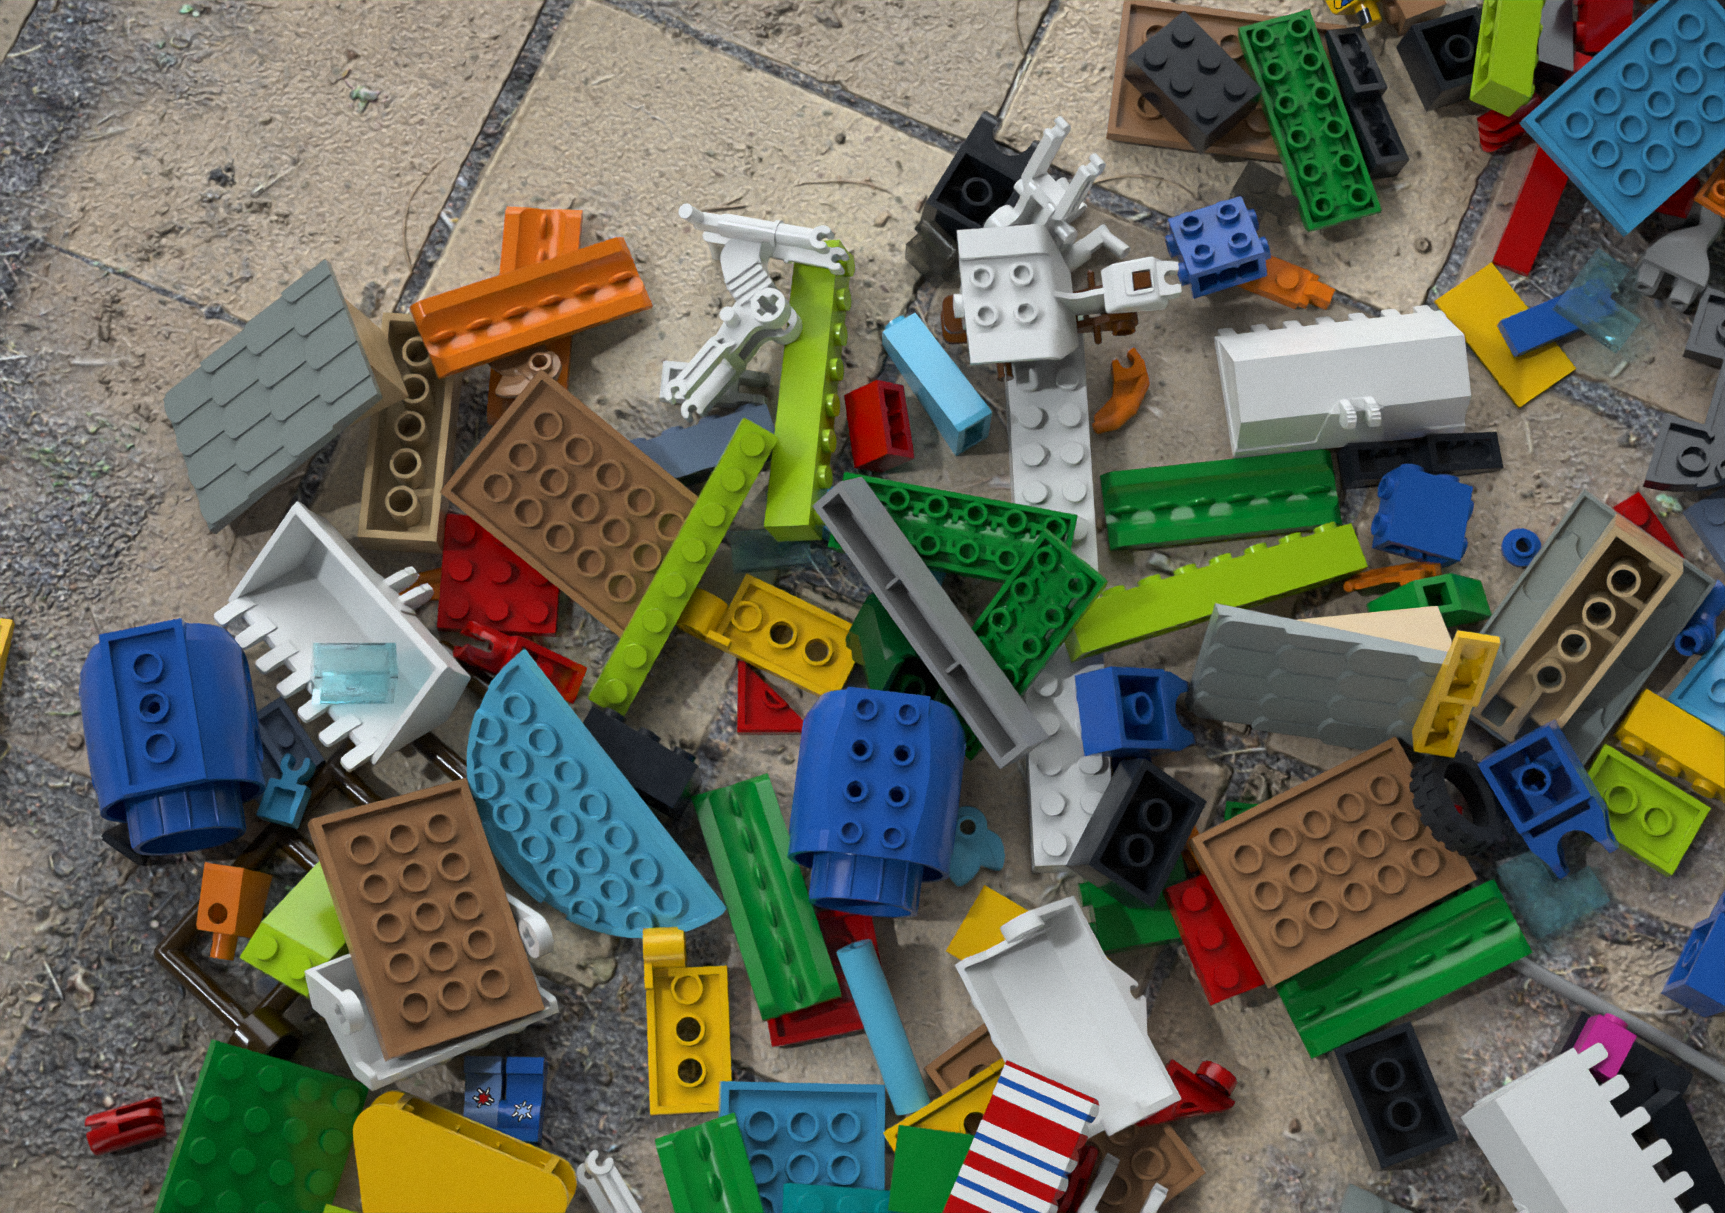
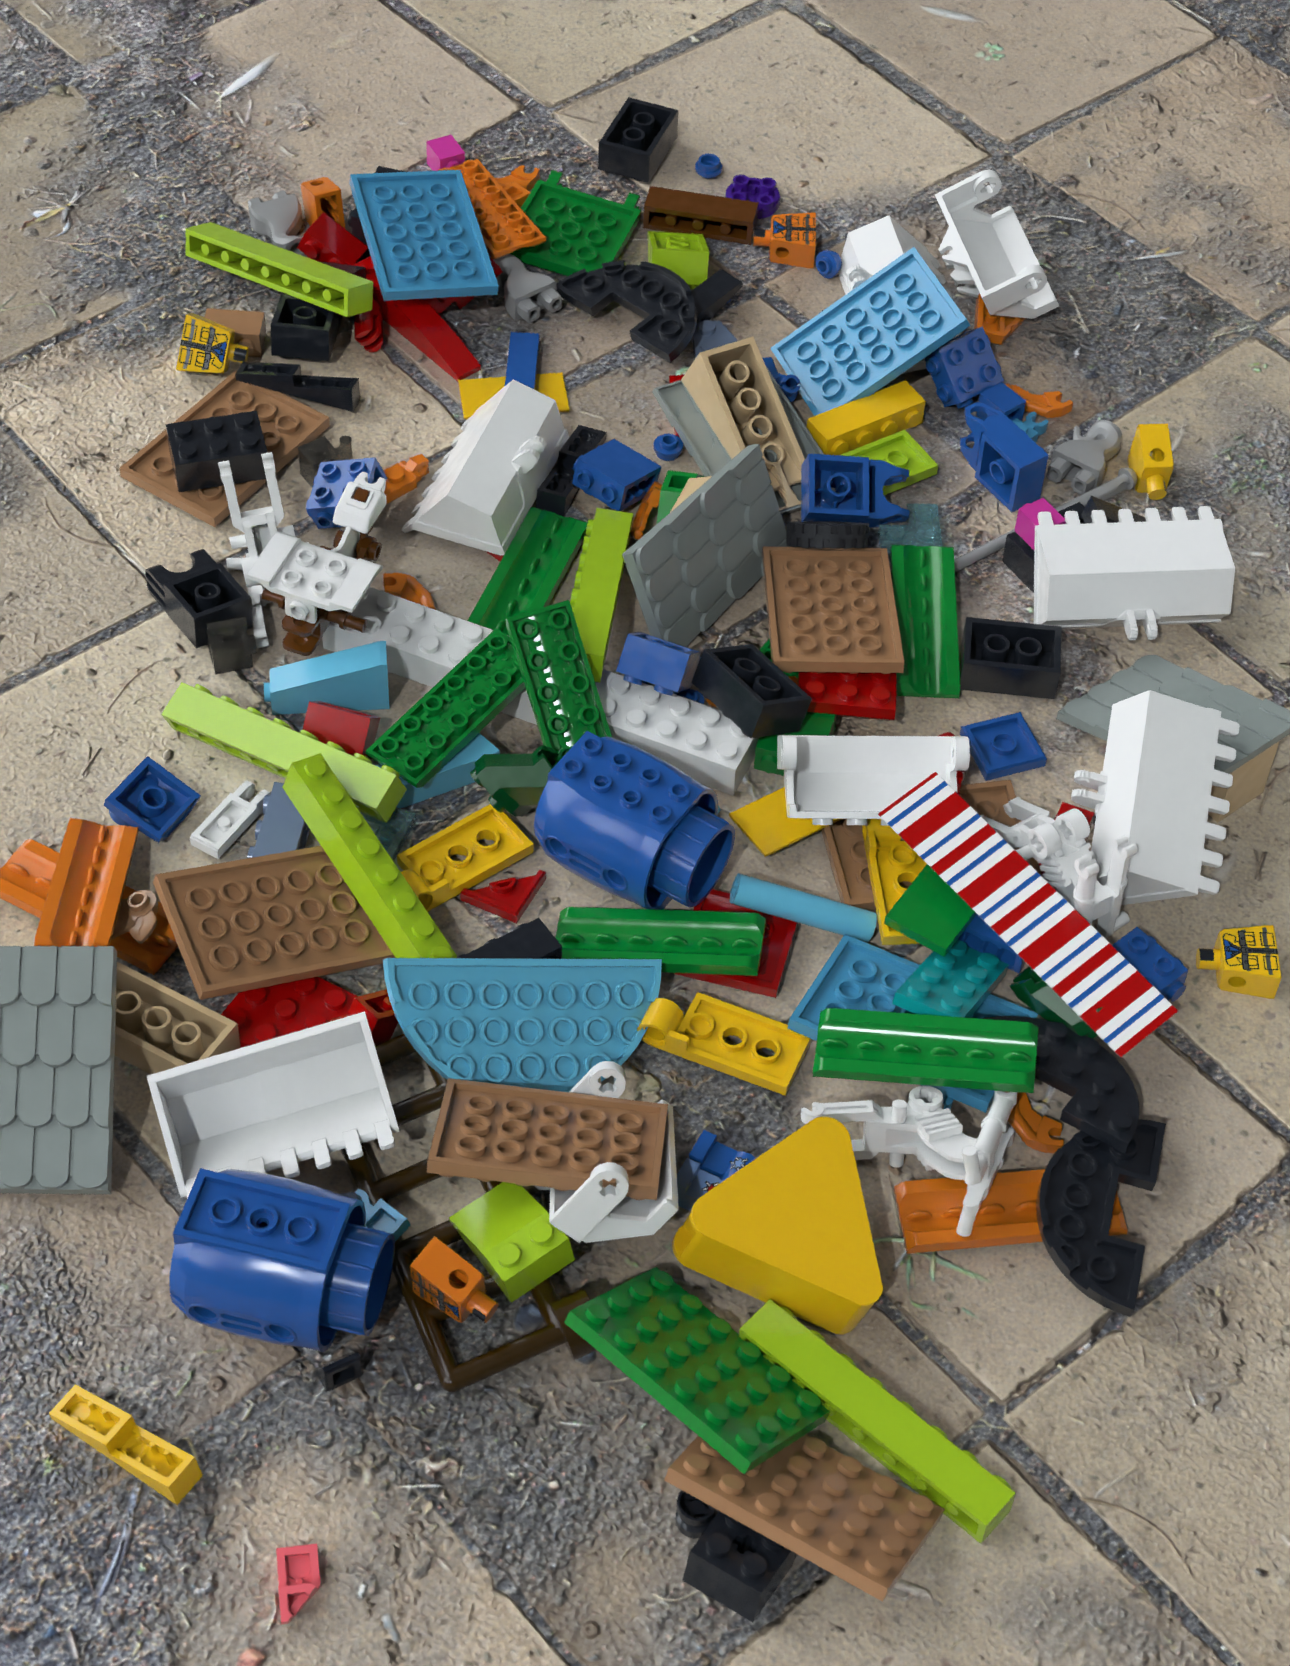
camera: 65 degrees left, 25 degrees down
(126, 1126) = (587, 1468): red arm -> none
(353, 673) = (313, 1110): clear light blue panel -> none
(685, 299) = (151, 800): none -> blue slope
(759, 308) = (181, 736): white piece -> none
(930, 621) = (519, 729): light grey brick -> none
(1265, 1141) = (1003, 746): none -> blue tile
(1308, 121) = (295, 412): green plate -> none
(1454, 693) = (759, 461): yellow slope -> none
(1590, 306) = (526, 338): clear light blue plate -> none

